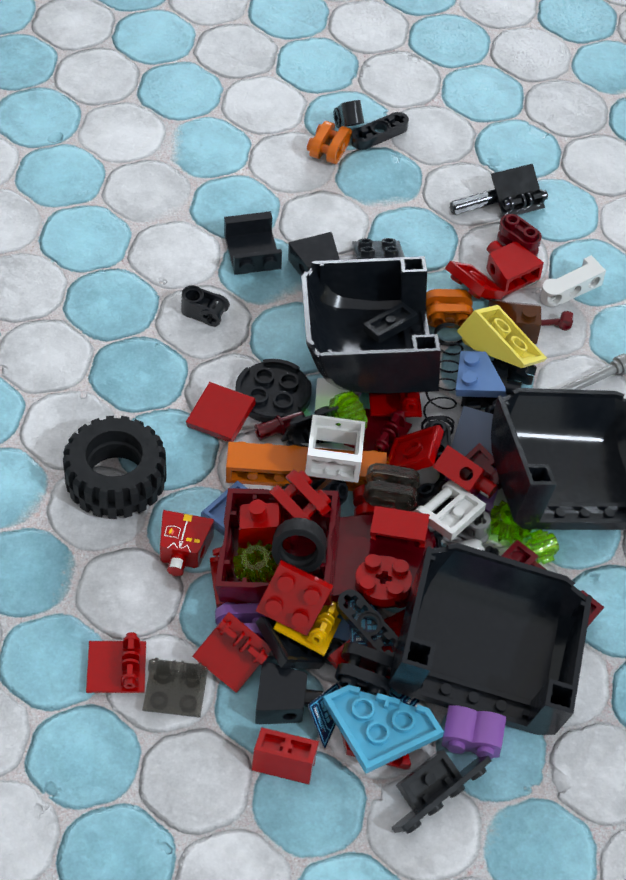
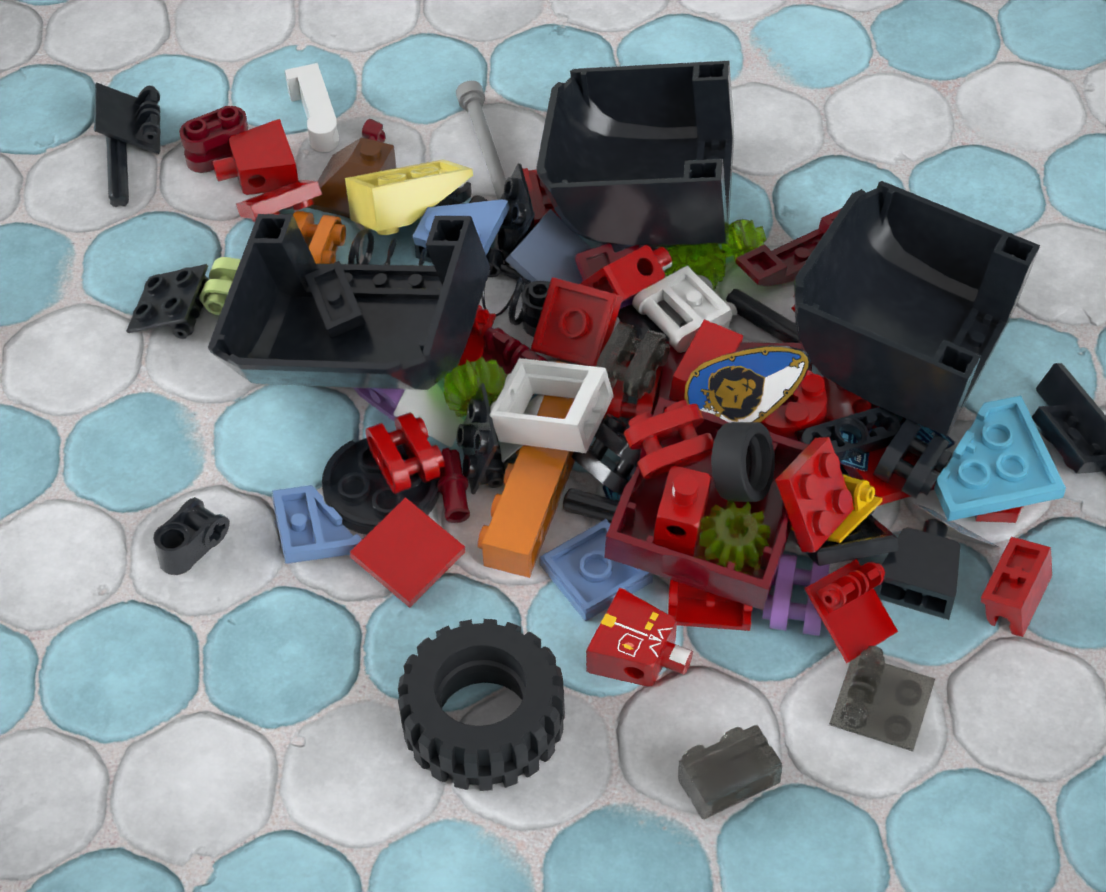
camera: 70 degrees left, 0 degrees up
(101, 606) = (729, 770): none -> clear smoke brick
(117, 666) = (834, 772): red hinge -> none
(227, 360) = (310, 526): none -> medium blue wing
(251, 243) = (84, 453): black panel -> none
(288, 388) = (413, 436): none -> red brick
(310, 249) = (154, 374): black torso -> none
(369, 541) = (747, 382): none -> shield
(473, 731) = (1008, 372): medium lavender brick -> none

